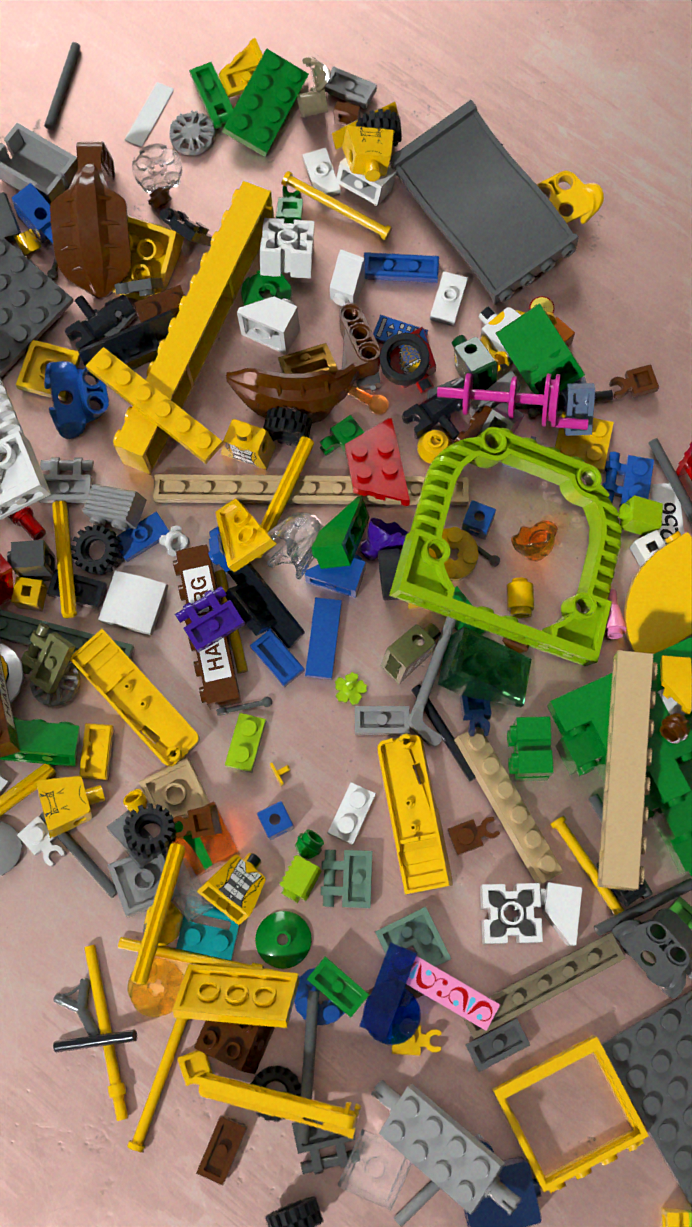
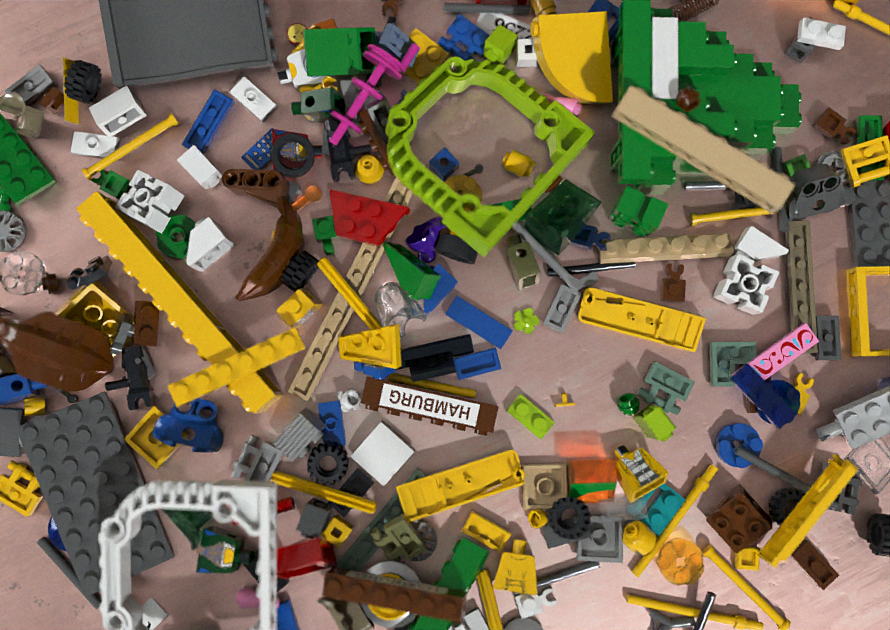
camera: 70 degrees left, 10 degrees up
(135, 344) = (170, 362): black bracket -> none
(158, 914) = (637, 539): yellow axle -> none
(199, 822) = (584, 477): reddish brown plate -> none
(212, 626) = (436, 401): dark purple plate -> none
(236, 995) = (719, 507): yellow plate -> none
(266, 701) = (506, 387): dark grey hinge -> none
(285, 824) = (593, 417): blue piece -> none
(298, 939) = (675, 452): green dish -> none
(308, 360) = (252, 230): pearl gold plate -> none
(338, 987) = (743, 431): green plate -> none
(351, 813) = (619, 363): white plate -> none
(368, 151) = (99, 97): yellow torso -> none
(536, 541) = (481, 130): clear orange hair -> none
(677, 680) = (654, 79): yellow slope -> none

